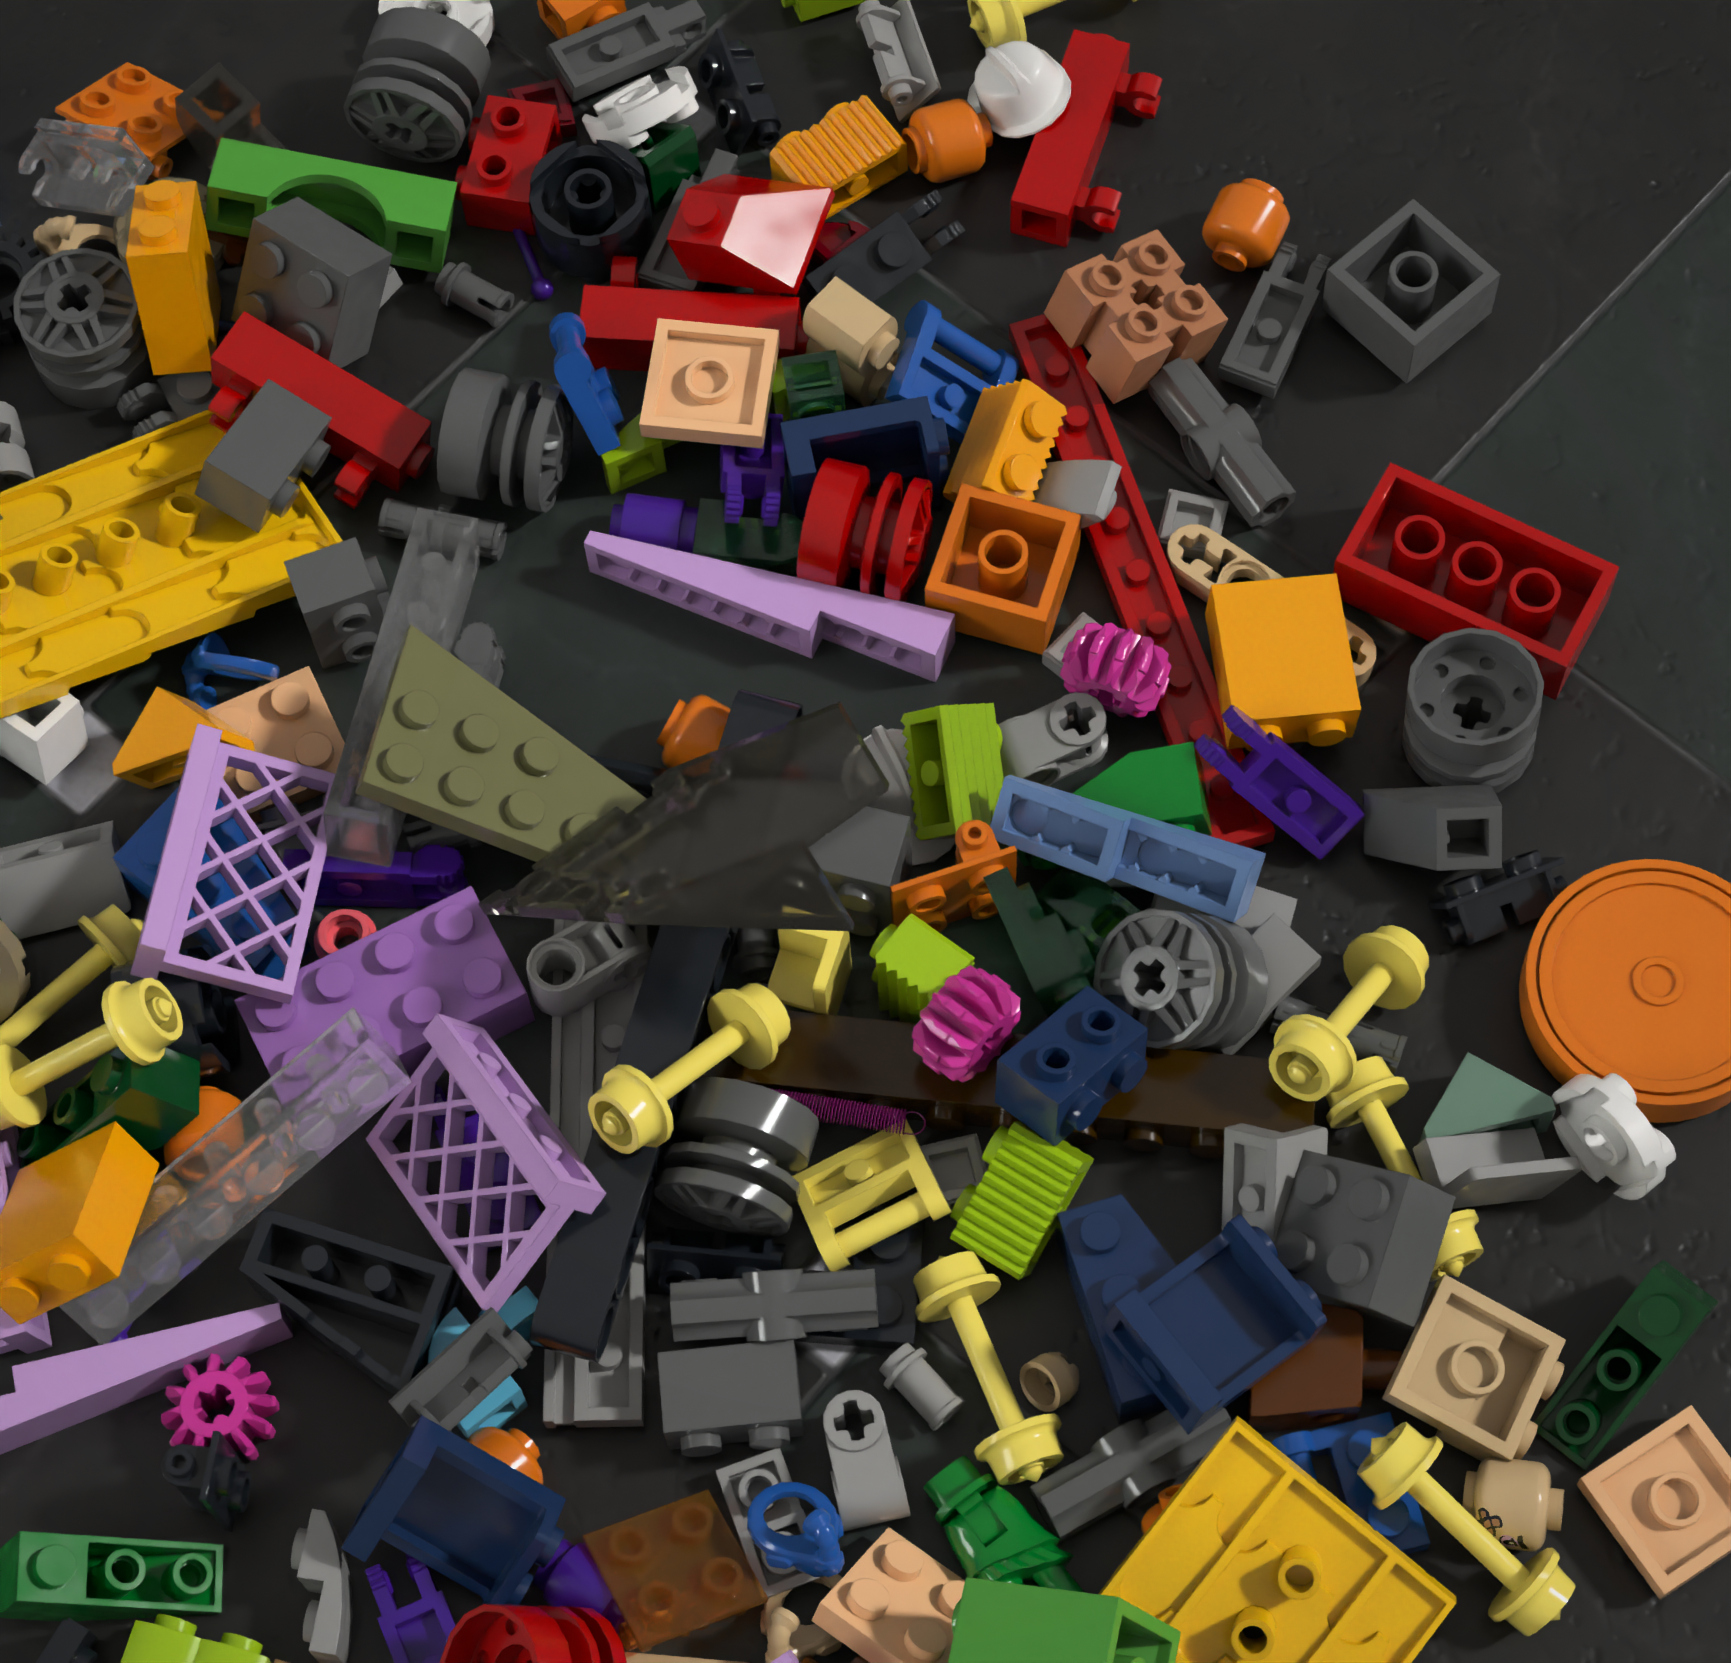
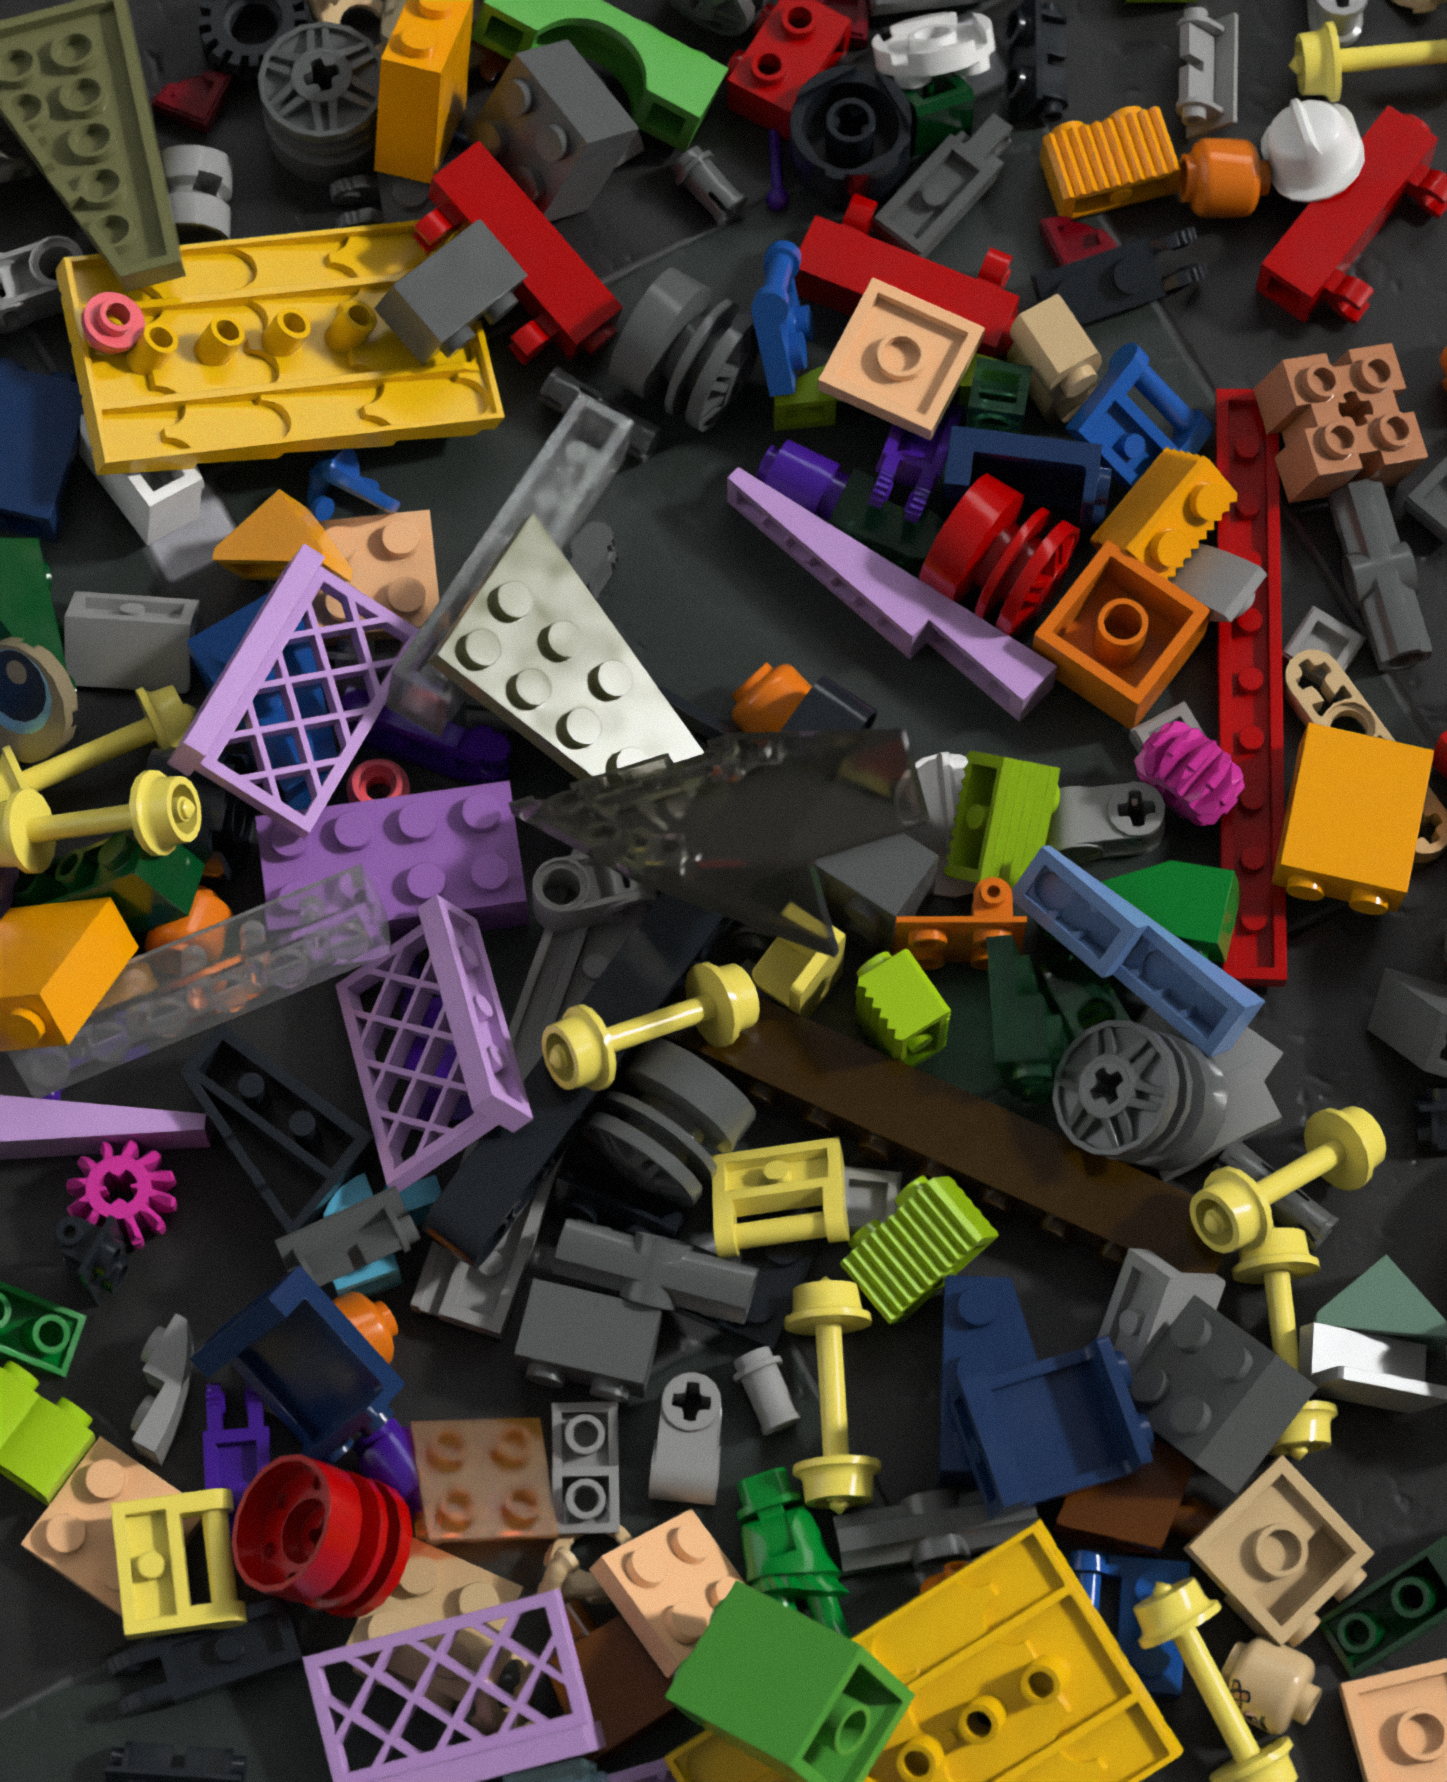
camera: 15 degrees right, 5 degrees up
(340, 601) = (478, 460): dark grey brick -> none
(749, 231) = (994, 212): red slope -> none
(811, 1552) = (610, 1507): blue piece -> none
(880, 1110) = (788, 1105): magenta piece -> none
(966, 1024) = (921, 1070): dark pink gear -> none
(1047, 1368) = (886, 1425): tan hinge -> none
(1071, 1066) = (1005, 1144): dark blue brick -> none
(1283, 785) = (1307, 939): dark purple hinge -> none

